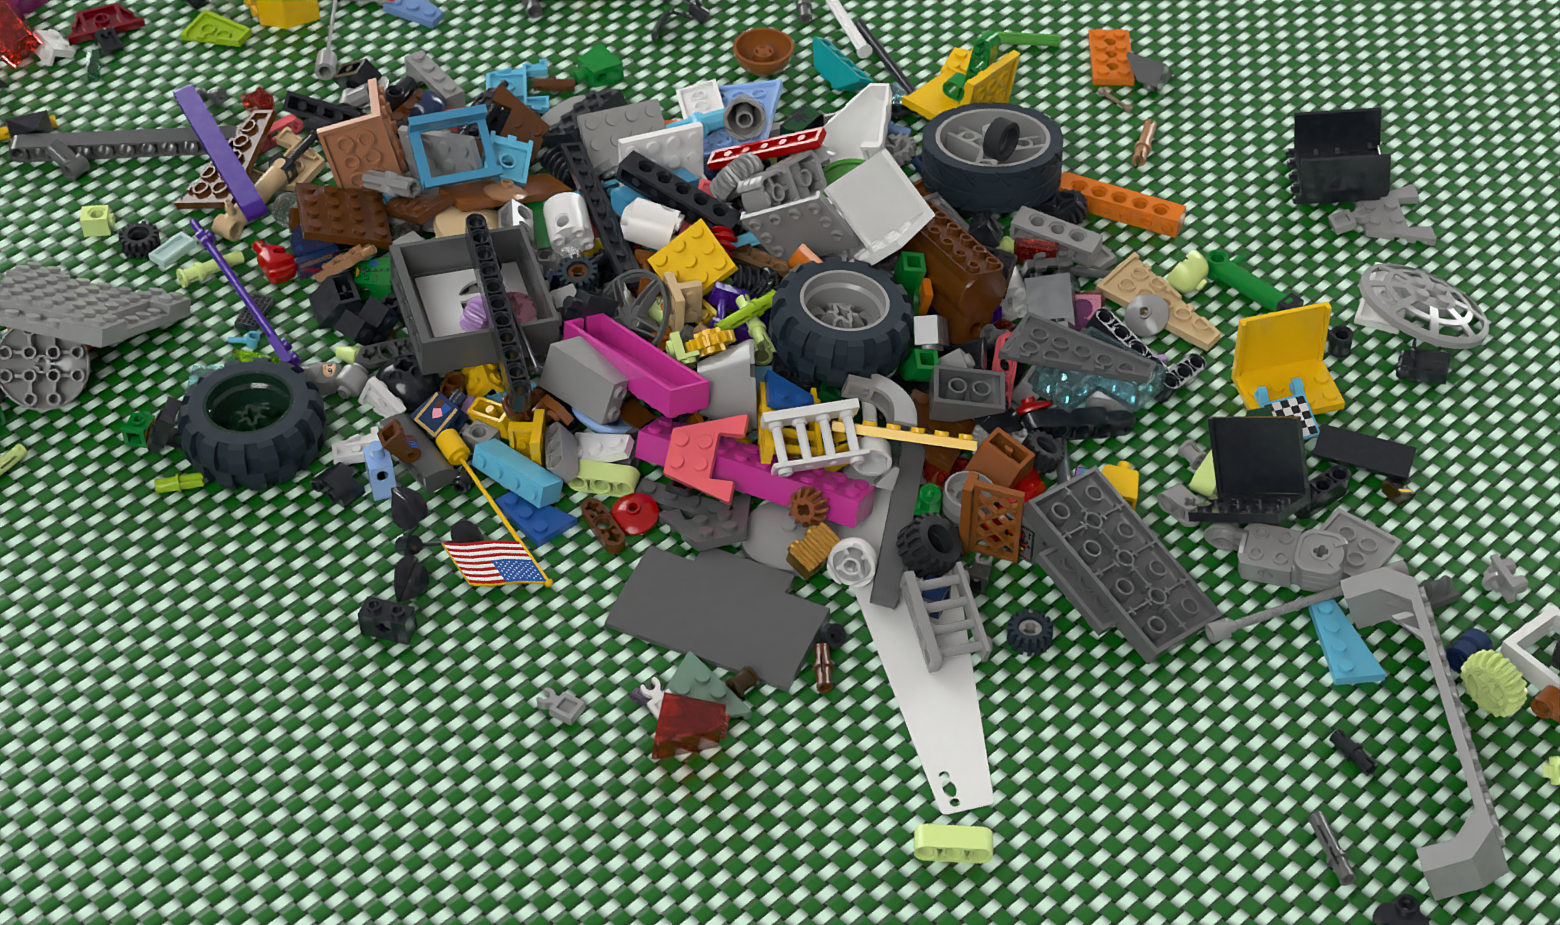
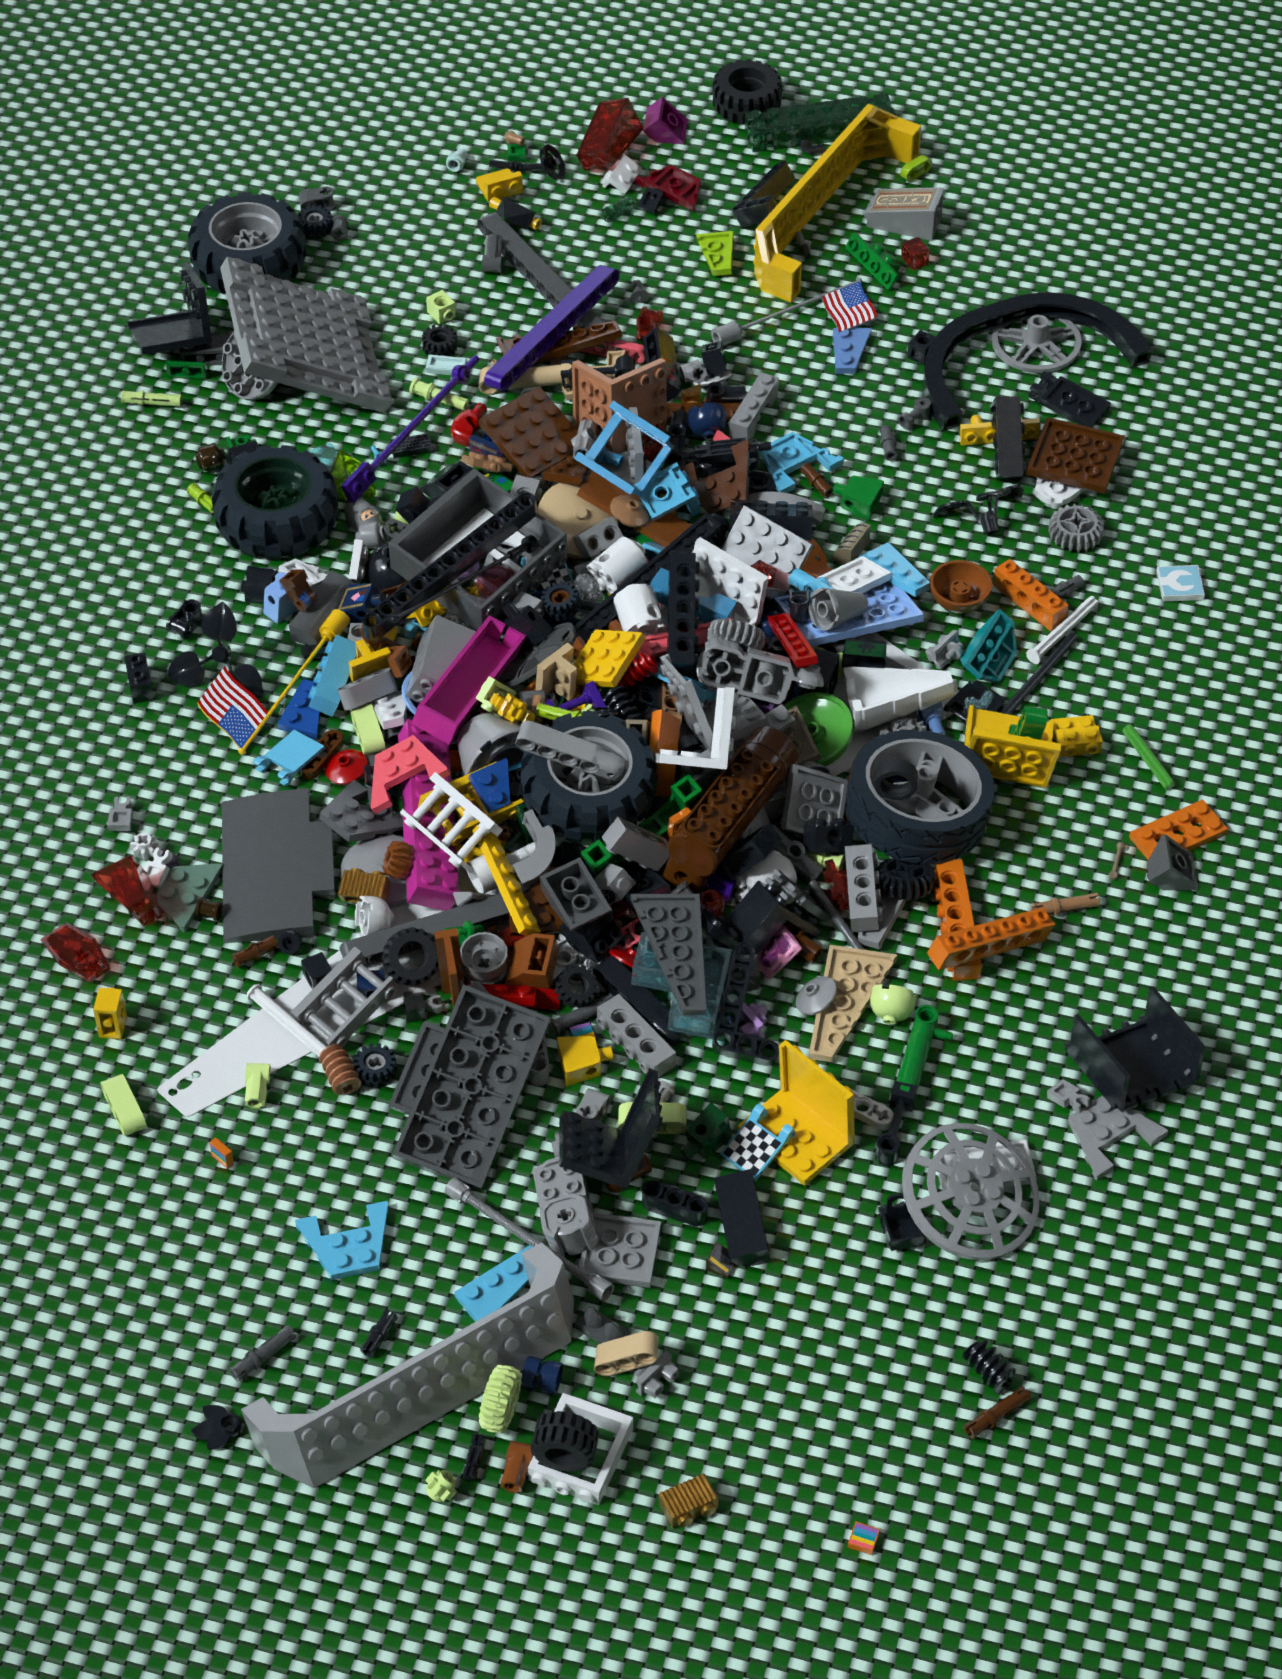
camera: 60 degrees right, 5 degrees up
(129, 454) = (210, 457): none -> dark brown head
(337, 555) = (185, 619): none -> black piece
(550, 29) = (888, 443): none -> dark grey pin
(590, 542) = (291, 754): none -> medium azure flag
(620, 701) = (143, 846): none -> white gear
(647, 88) = (853, 544): none -> dark tan brick
(715, 137) = (799, 605): none -> black piece
(717, 810) = (76, 952): none -> clear red piece
(724, 76) = (902, 572): none -> medium azure wing
(803, 21) = (1030, 594): none -> orange brick
(817, 92) = (948, 648): none -> light grey hips
(828, 303) = (568, 750): none -> light grey piece
(835, 803) = (110, 1013): none -> yellow brick
(889, 628) = (315, 969): none -> black brick
(933, 675) = (284, 1018): none -> white axle
(988, 723) = (256, 1079): none -> yellowish green piece
(1024, 657) = (339, 1070): none -> nougat piece
(1067, 787) = (221, 1153): none -> orange tile
(1116, 442) = (635, 1036): none -> light grey brick
(1169, 185) = (990, 938): none -> orange brick
(1241, 736) = (348, 1251): none -> medium azure wing
(1481, 581) = (626, 1353): none -> tan beam
(1531, 738) = (474, 1457): none -> black axle

